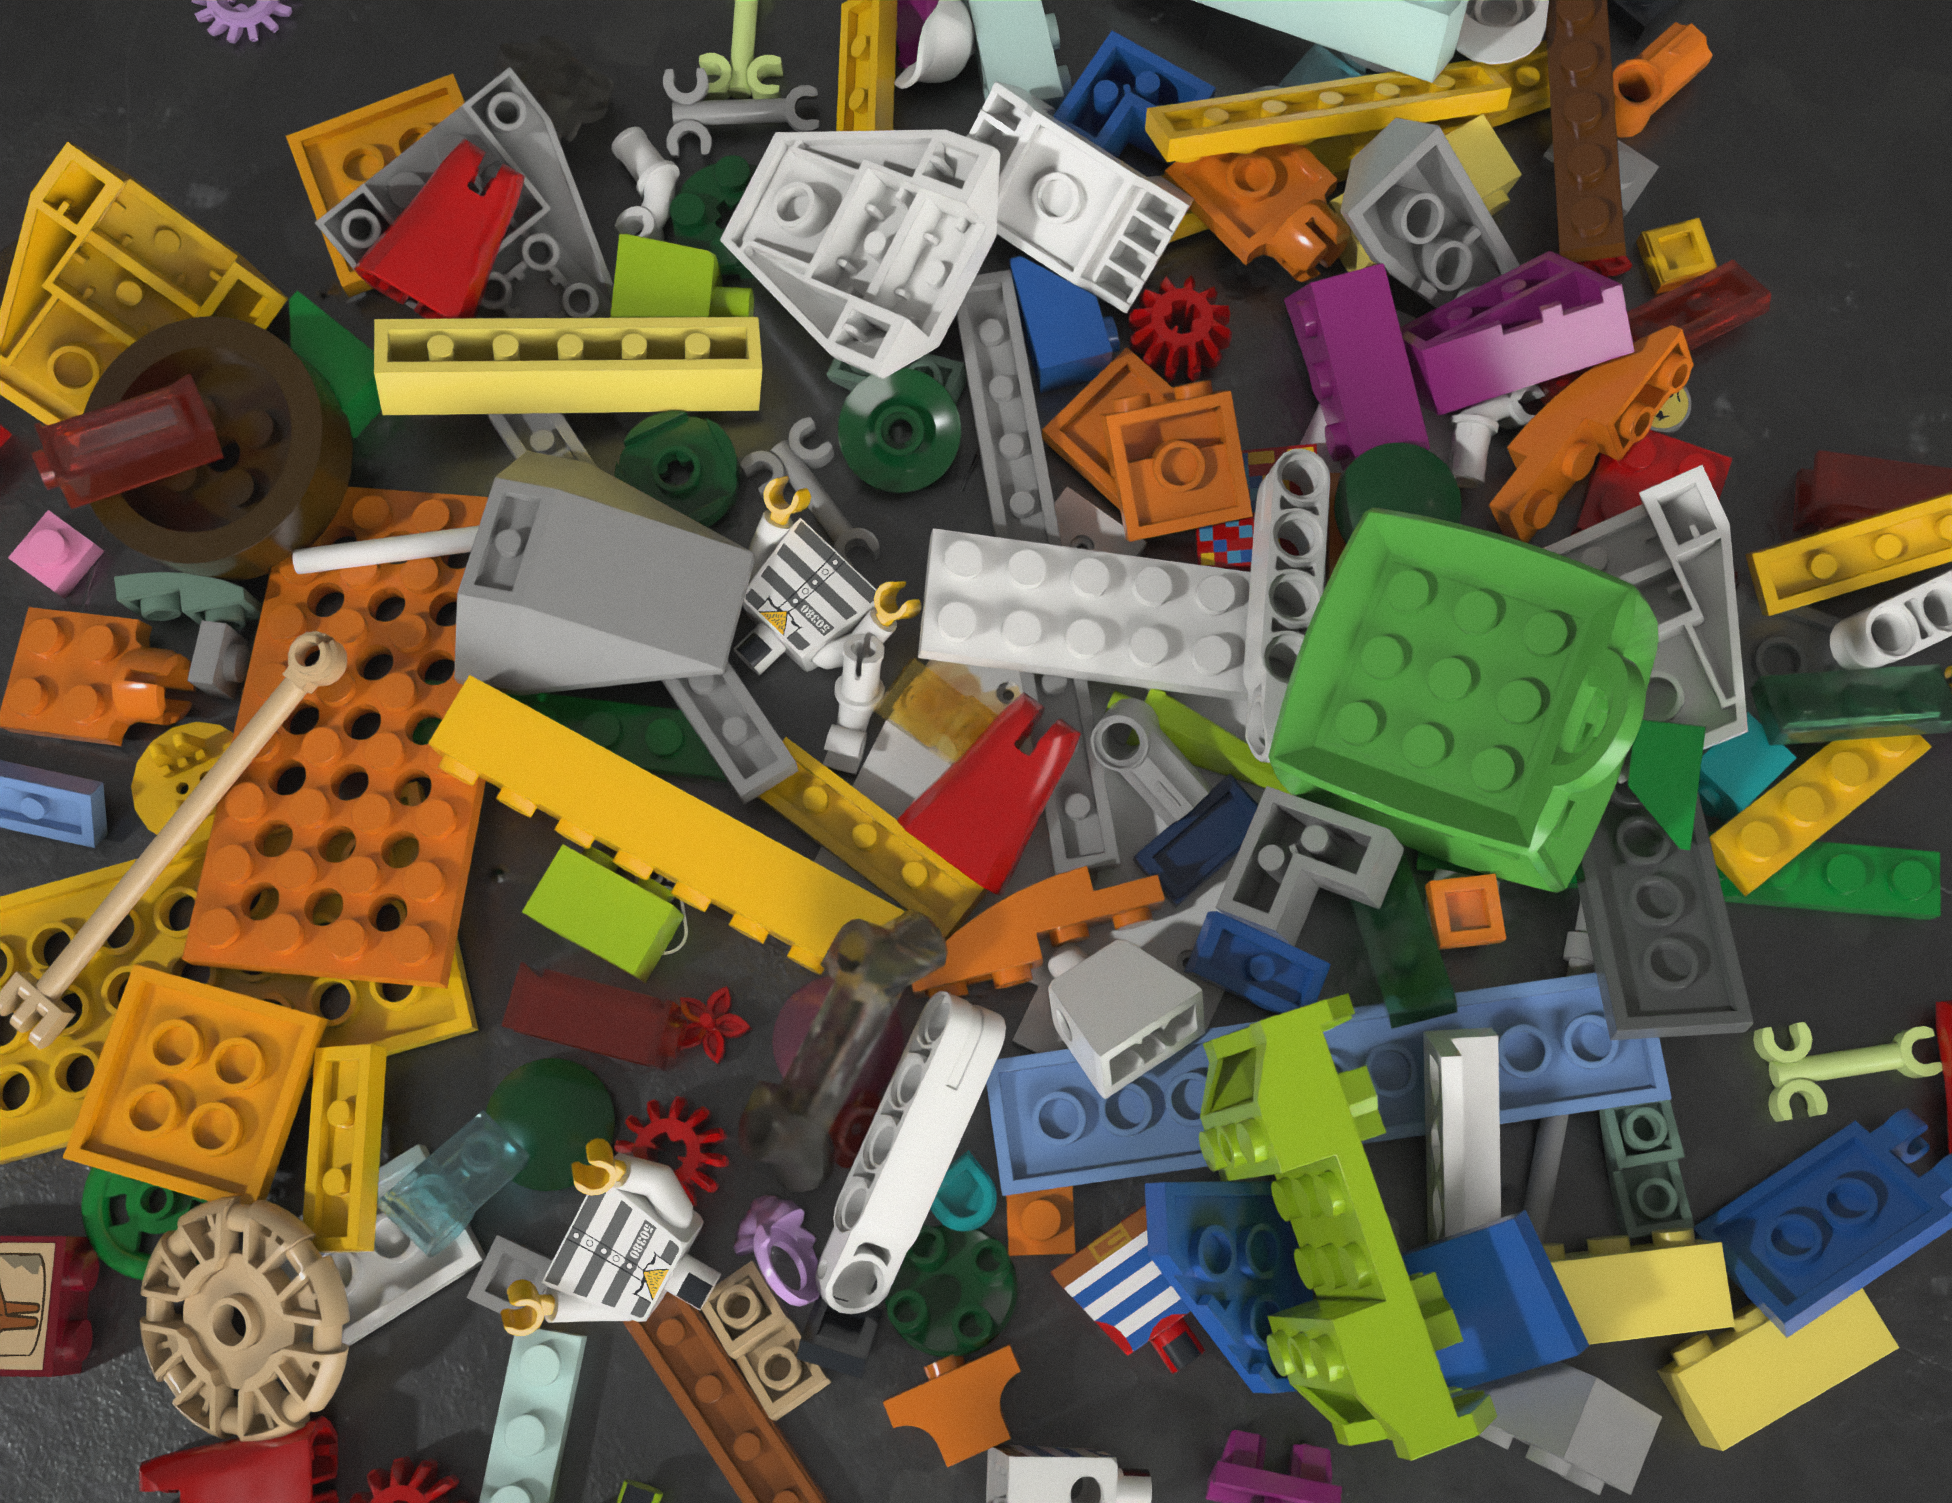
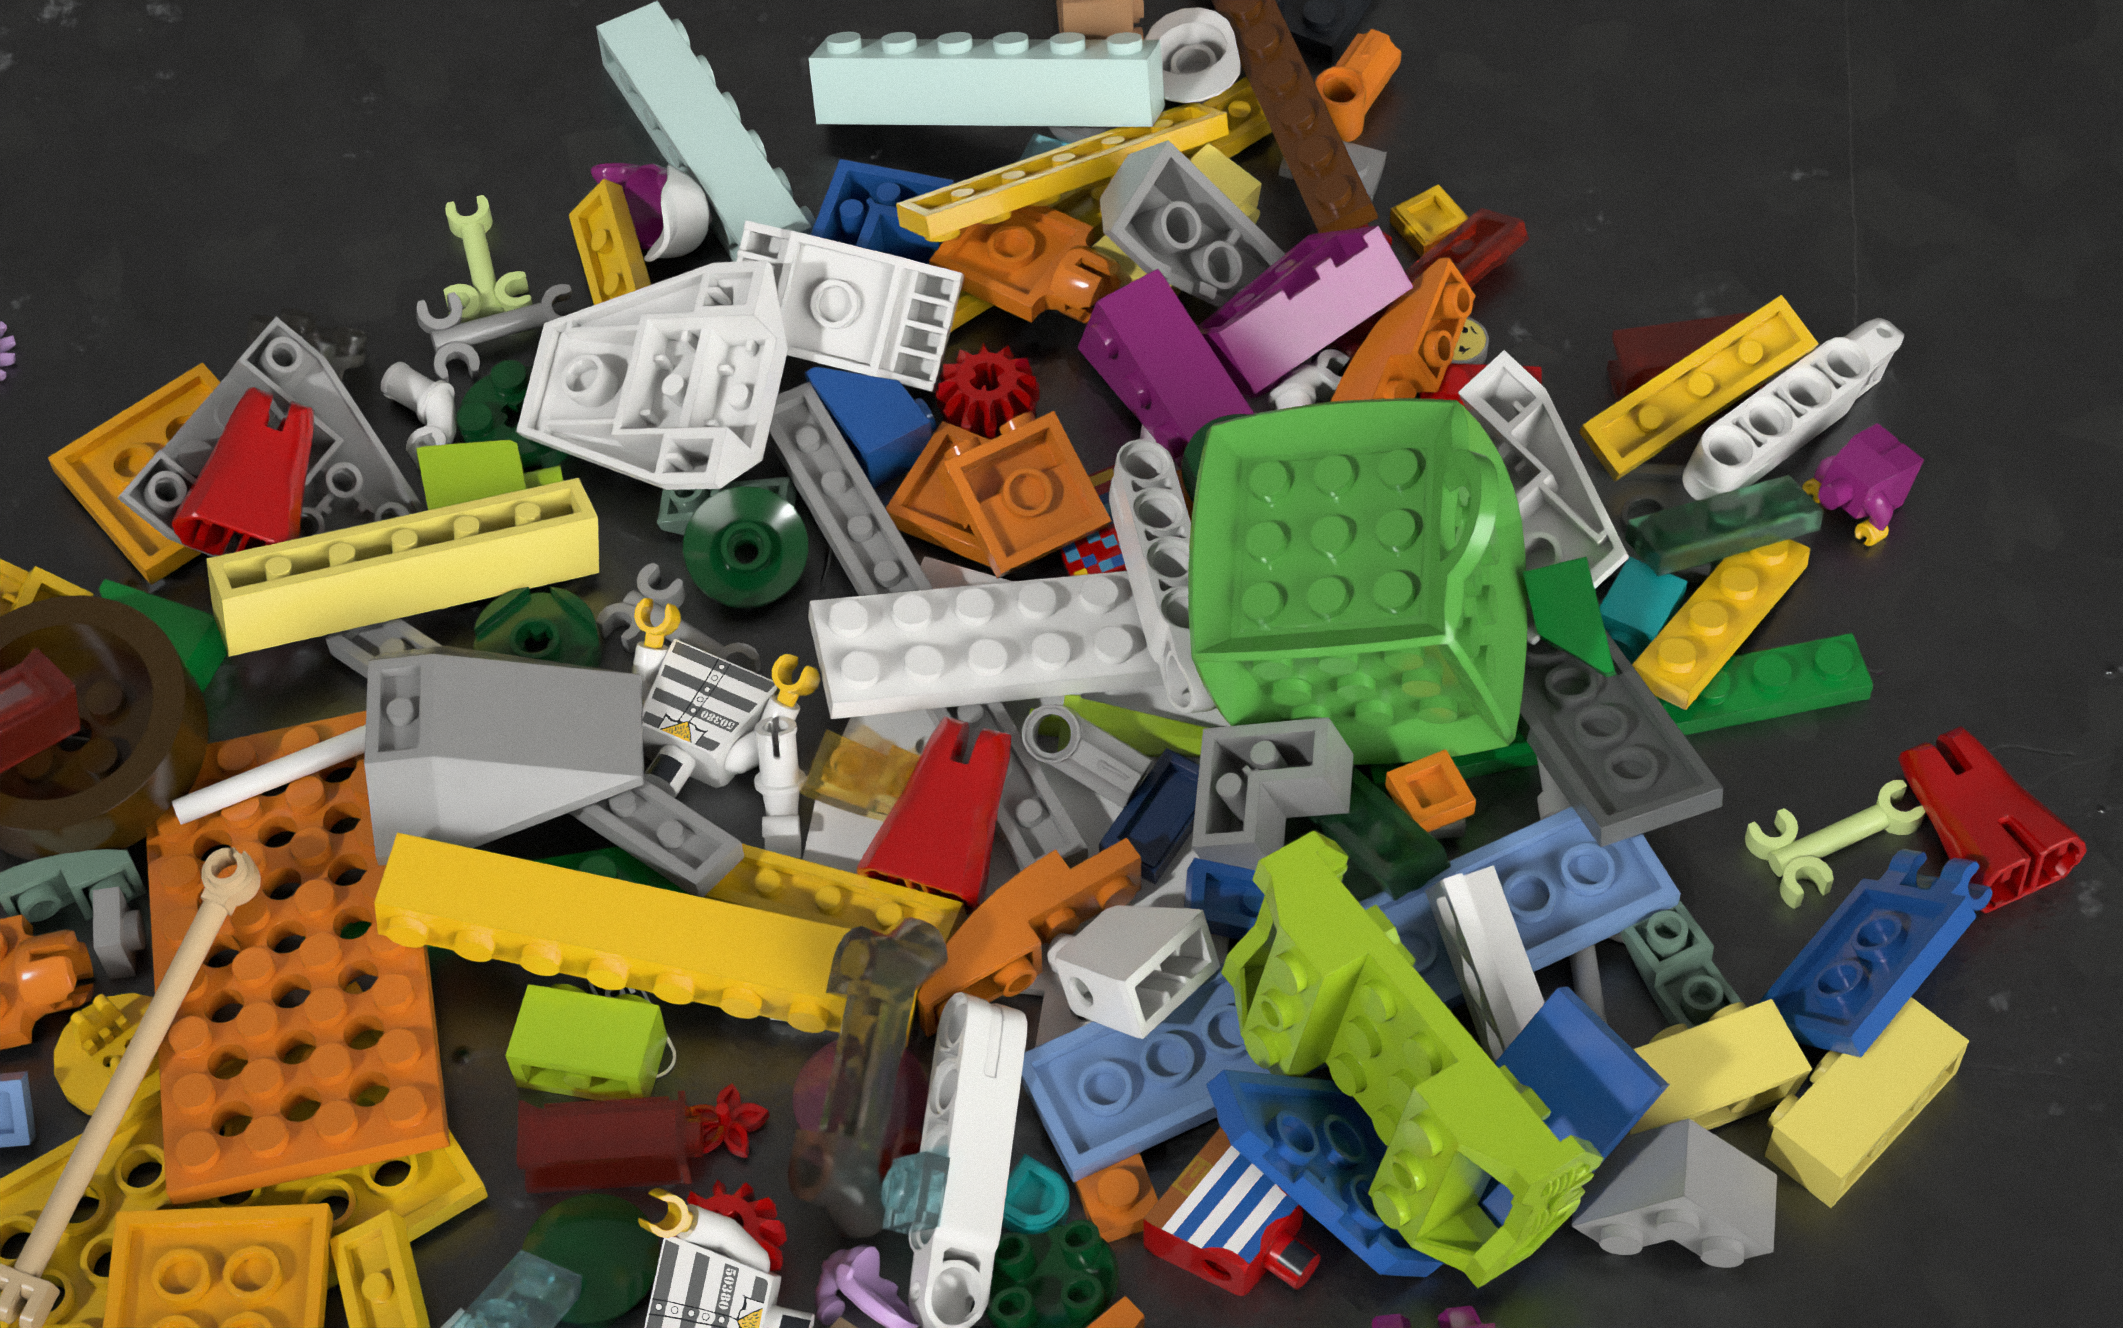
camera: 20 degrees left, 20 degrees down
(849, 1179) = (915, 1192): none -> clear light blue plate

